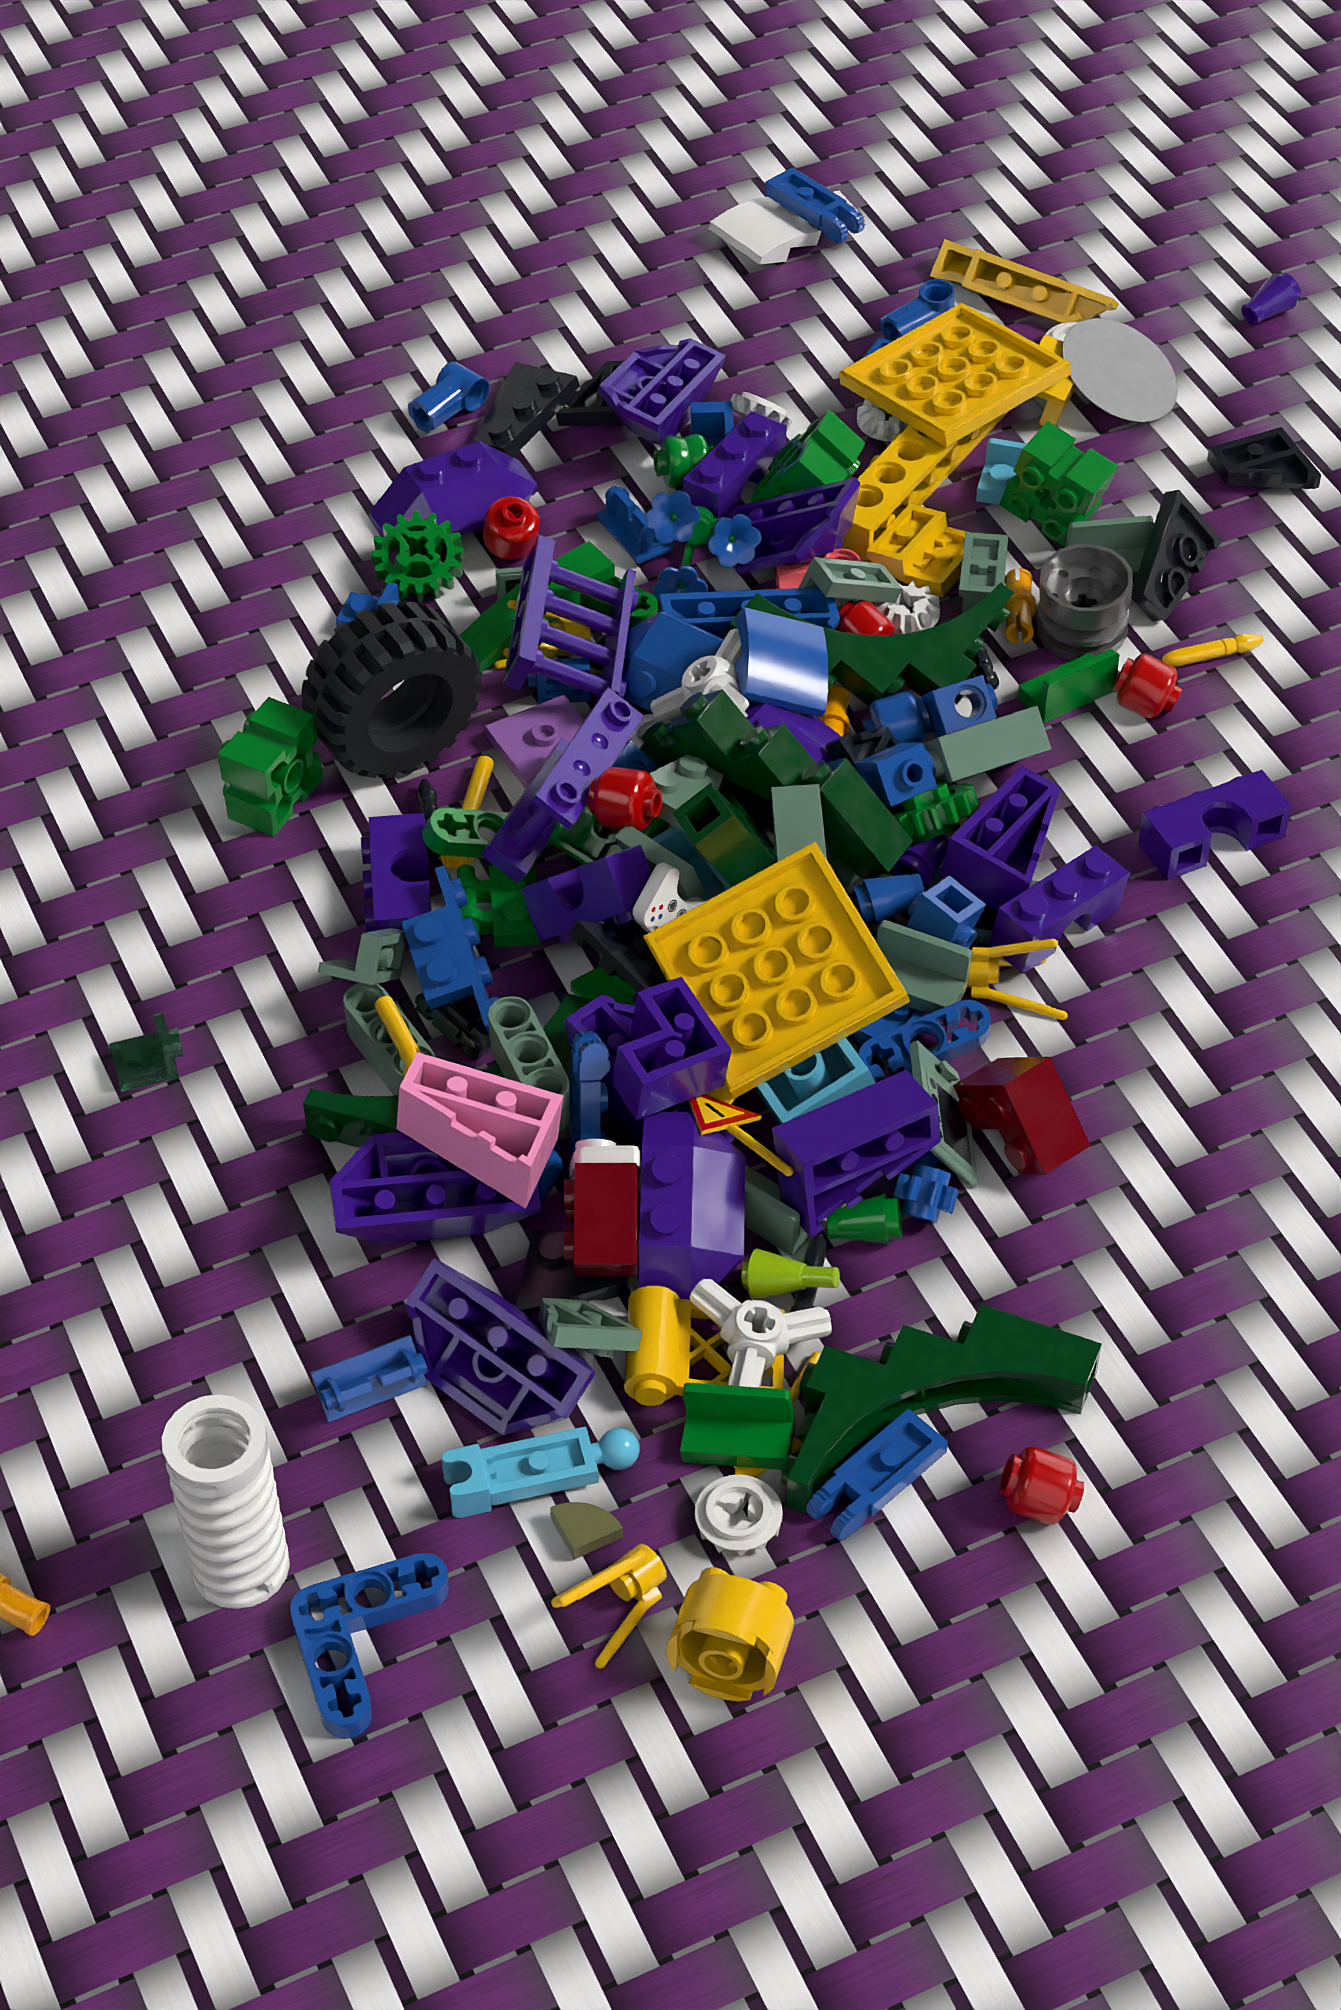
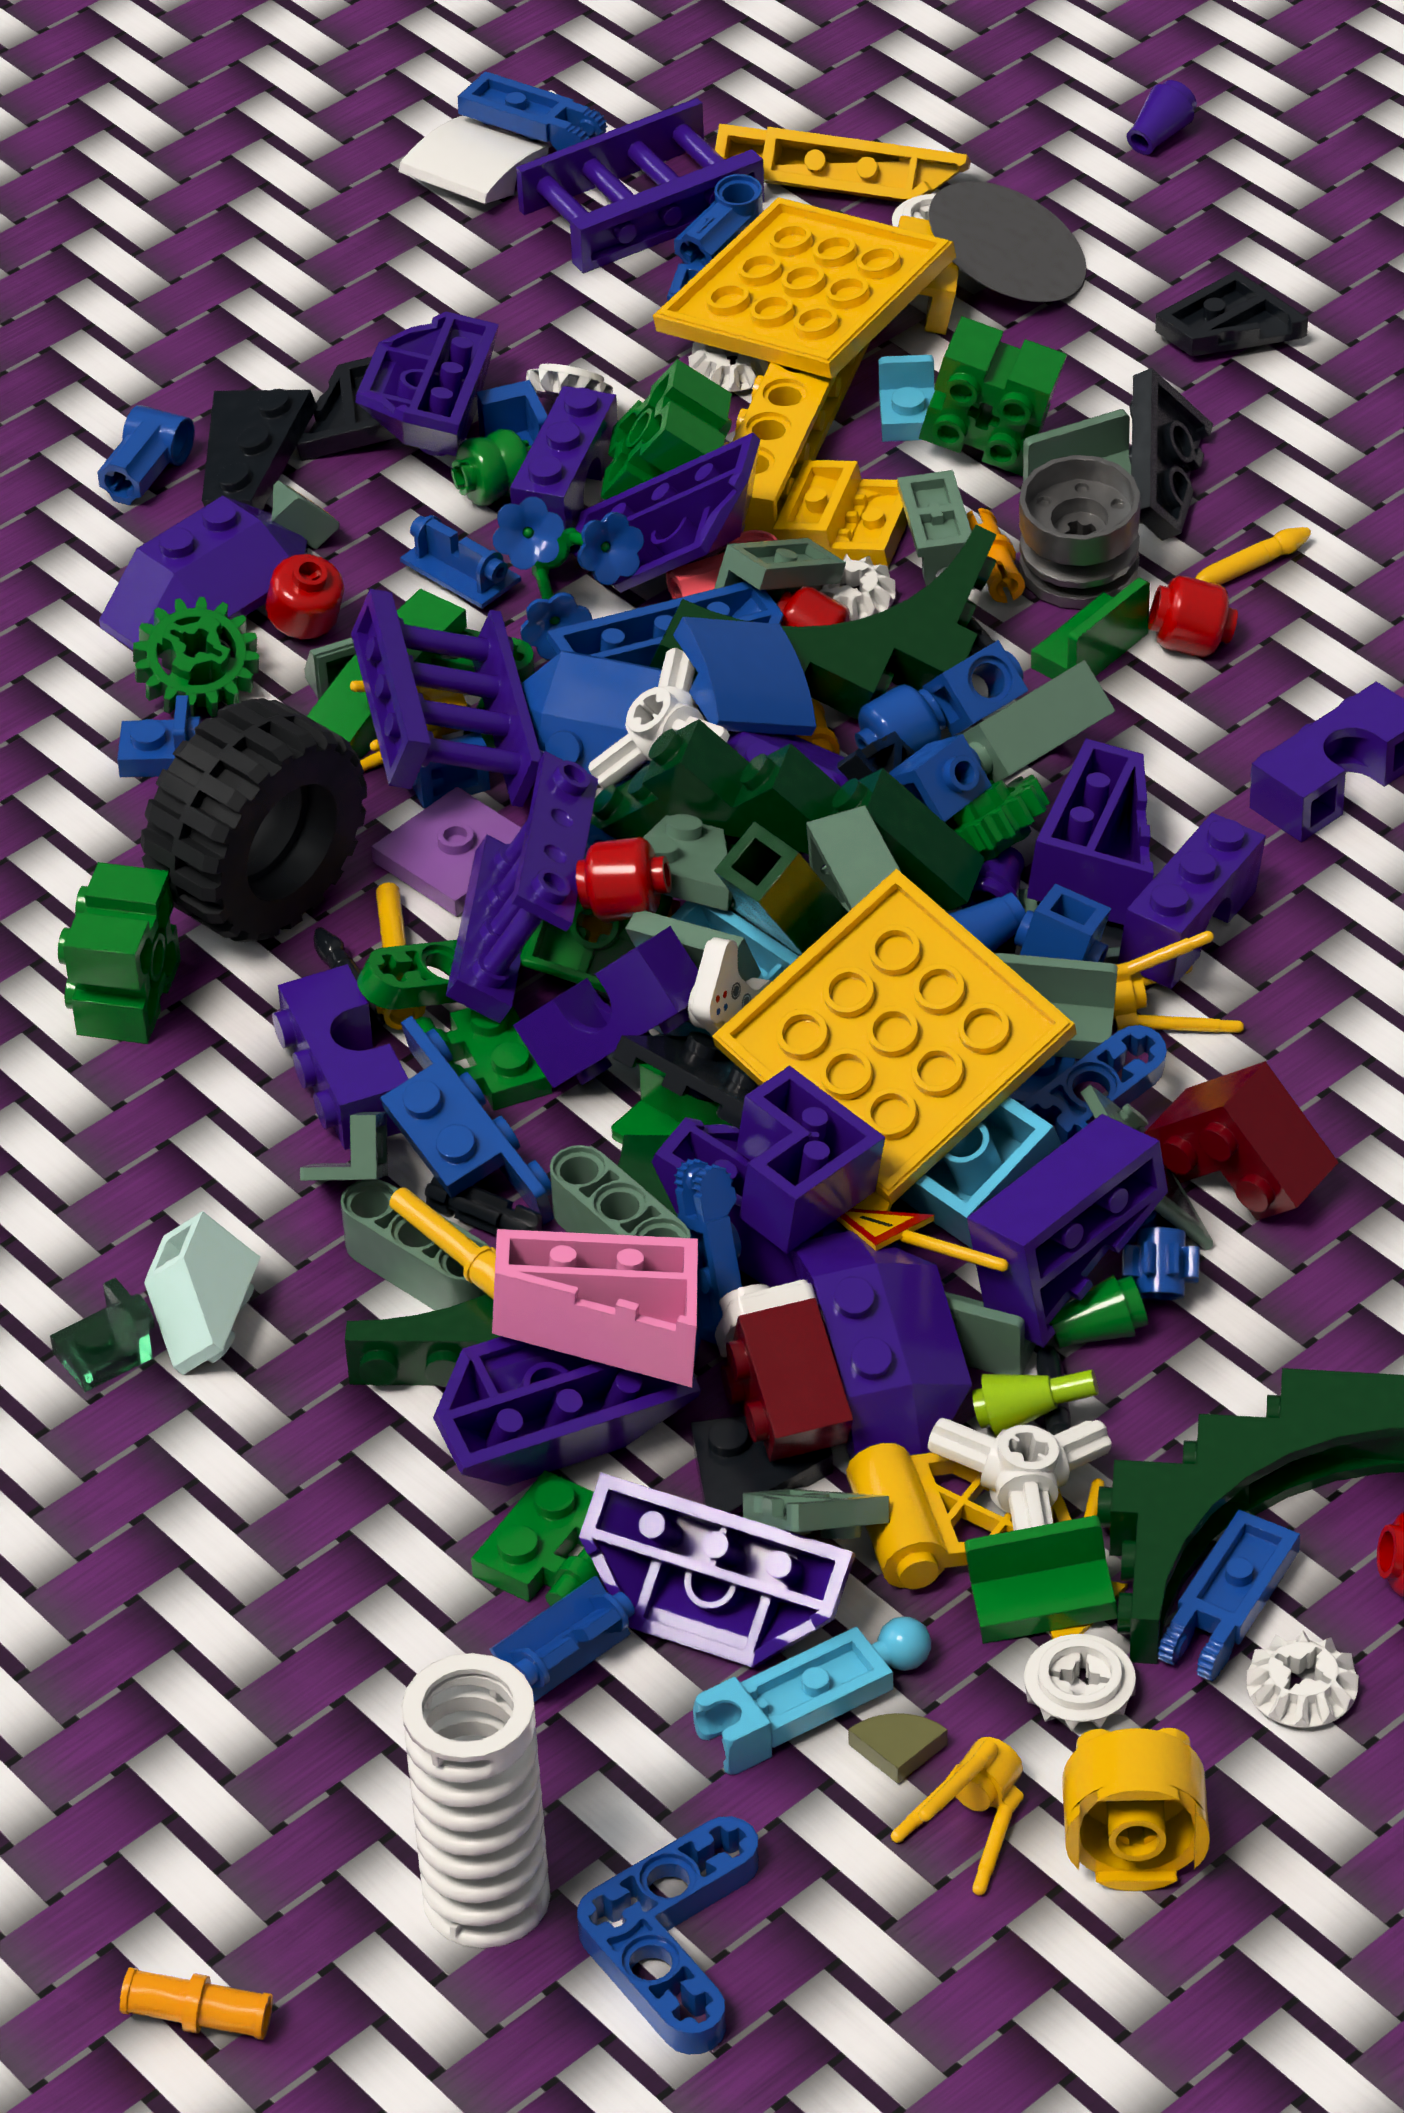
camera: 15 degrees left, 5 degrees down
(220, 1035) = (198, 1289): none -> light aqua slope
(380, 1295) = (535, 1540): none -> green plate
(536, 466) = (302, 515): none -> sand green slope
(869, 297) = (631, 219): none -> dark purple fence
(905, 1580) = (1311, 1701): none -> white gear

